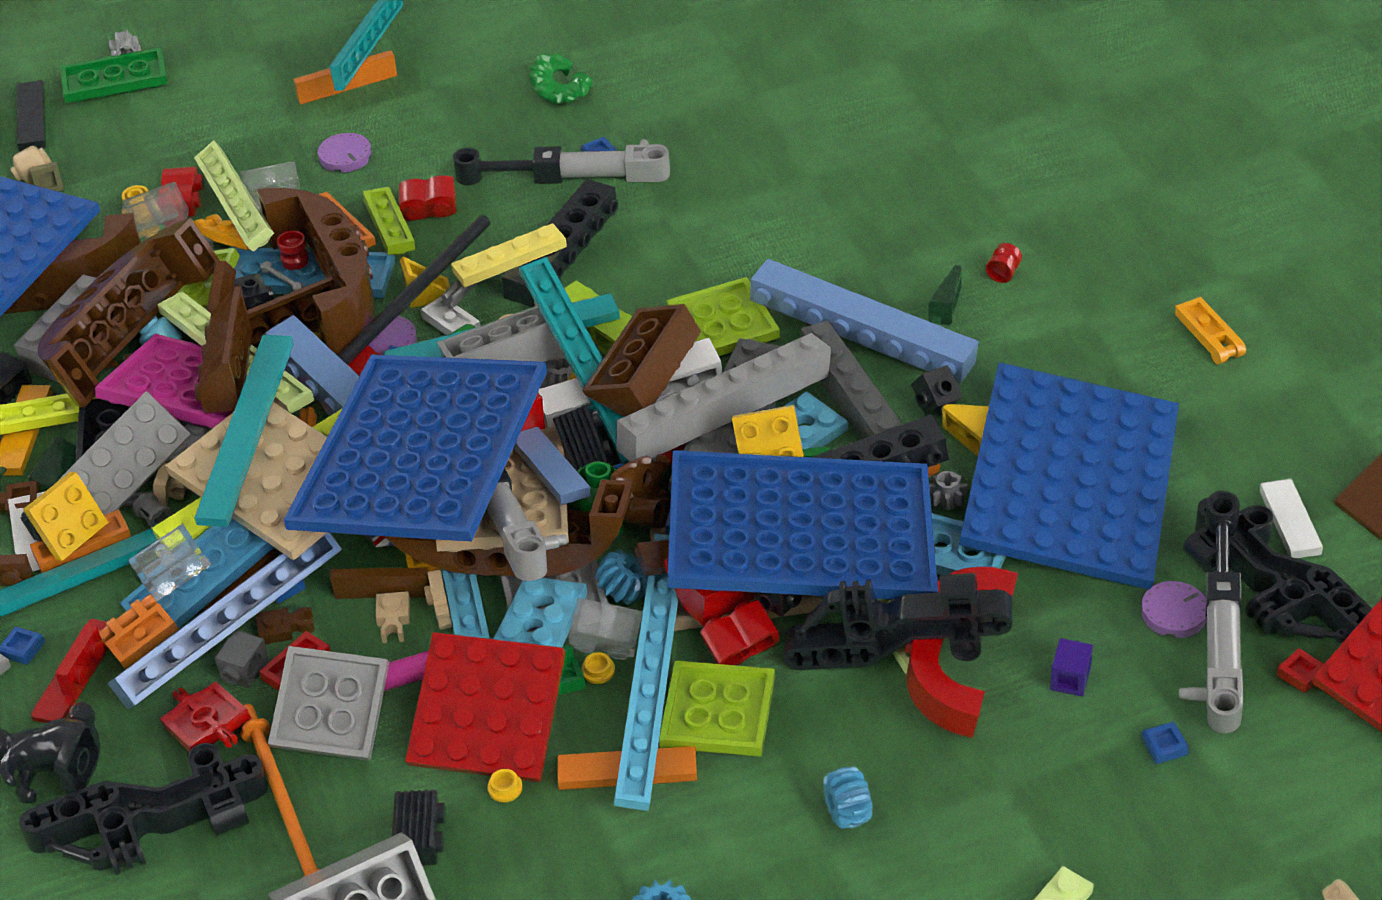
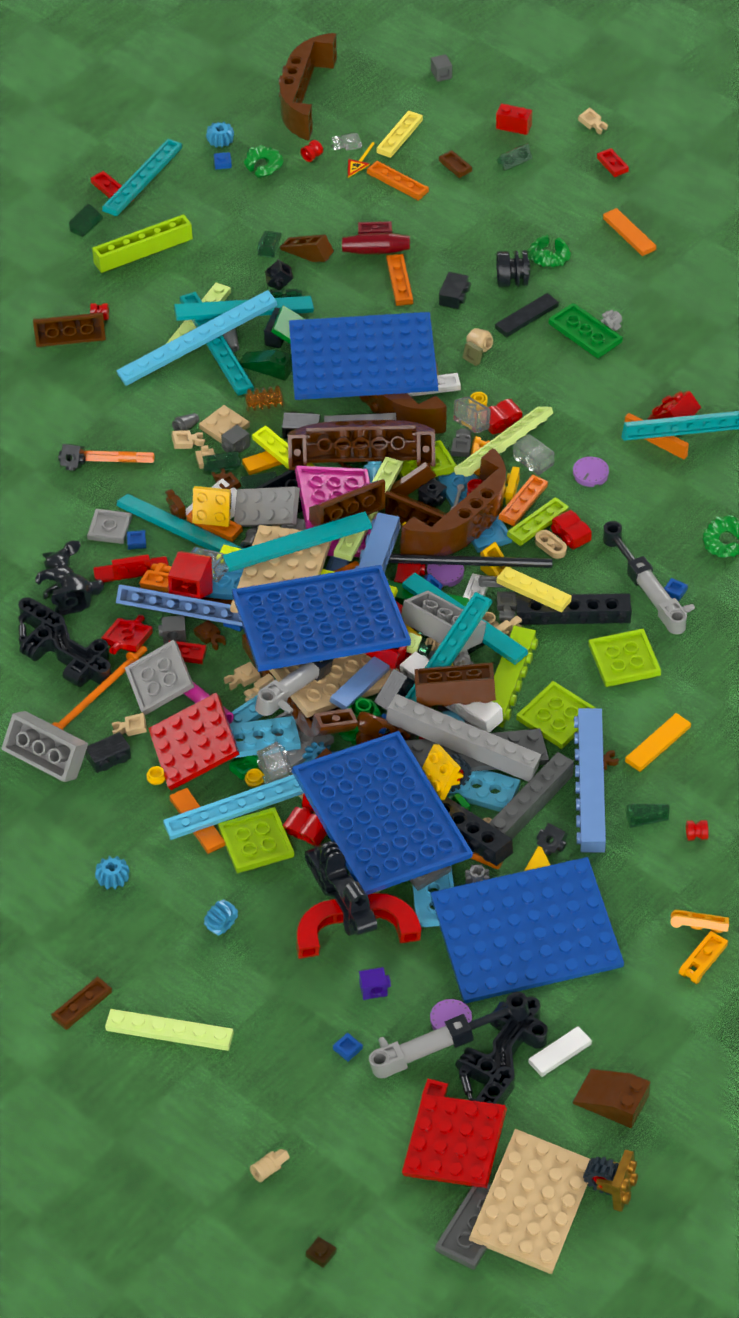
camera: 60 degrees right, 5 degrees up
(184, 579) = (191, 575): none -> red slope
(318, 45) = (676, 406): none -> red slope
(383, 778) = (133, 725): none -> tan plate
(434, 225) = (550, 544): none -> tan plate
(496, 297) = (506, 605): none -> dark grey plate
(676, 228) = (624, 657): none -> lime plate
(833, 250) = (658, 742): none -> light orange tile
(1151, 311) = (699, 921): none -> light orange plate

